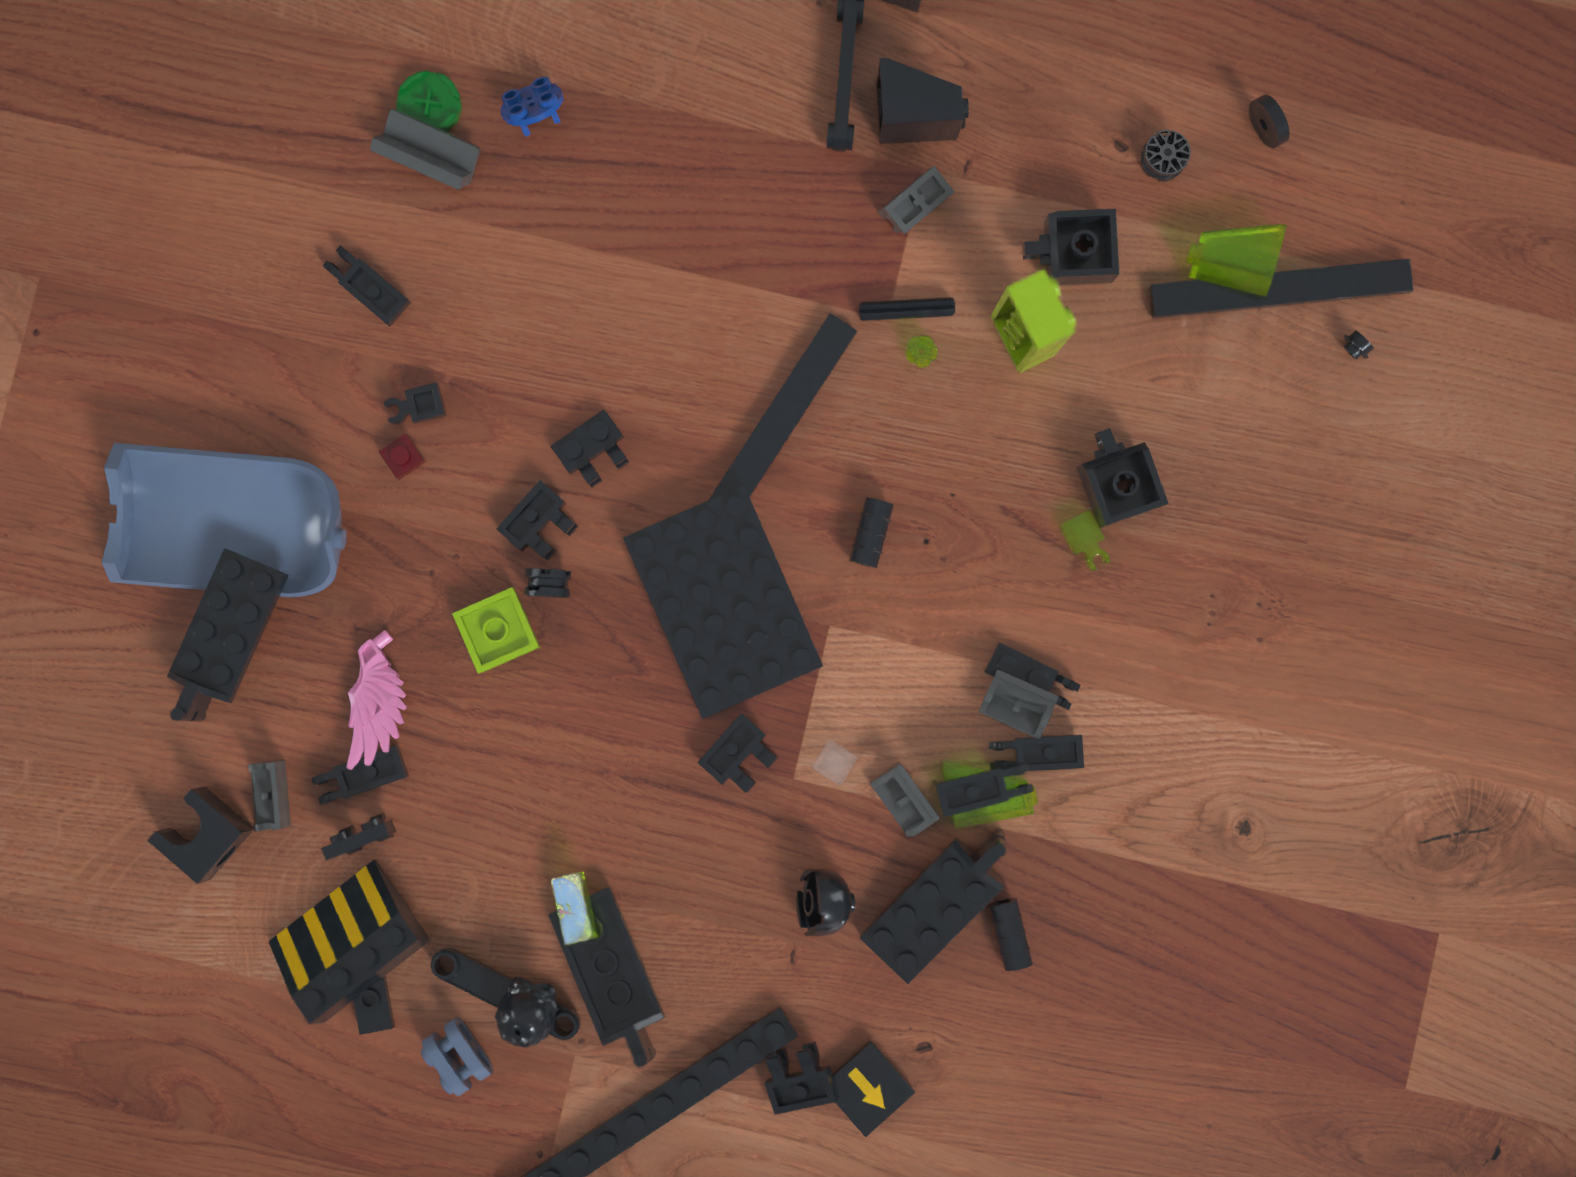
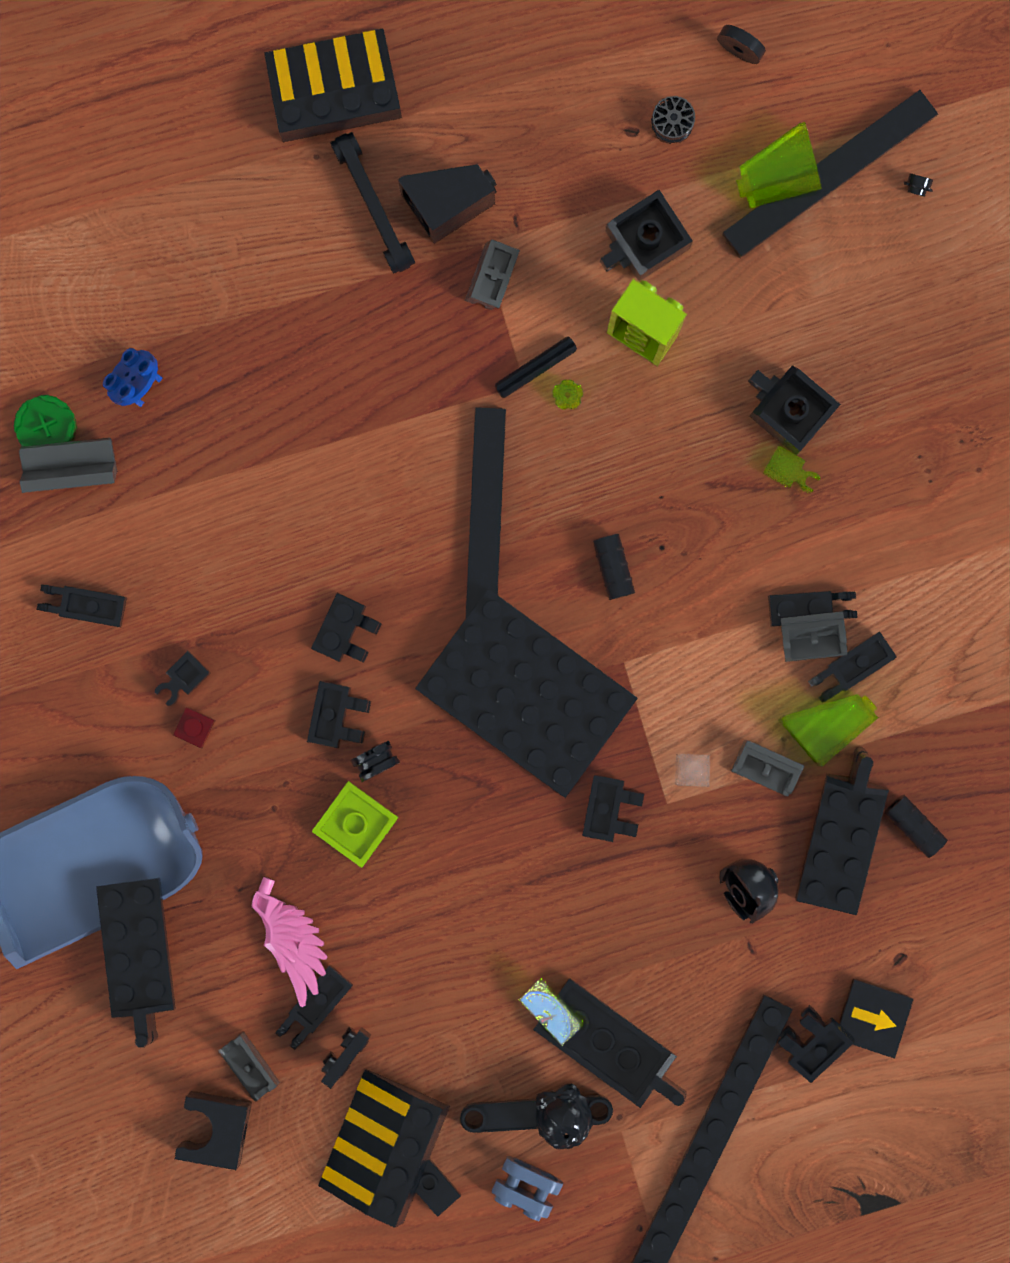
camera: 25 degrees left, 0 degrees up
(980, 790) = (823, 724): black hinge -> none

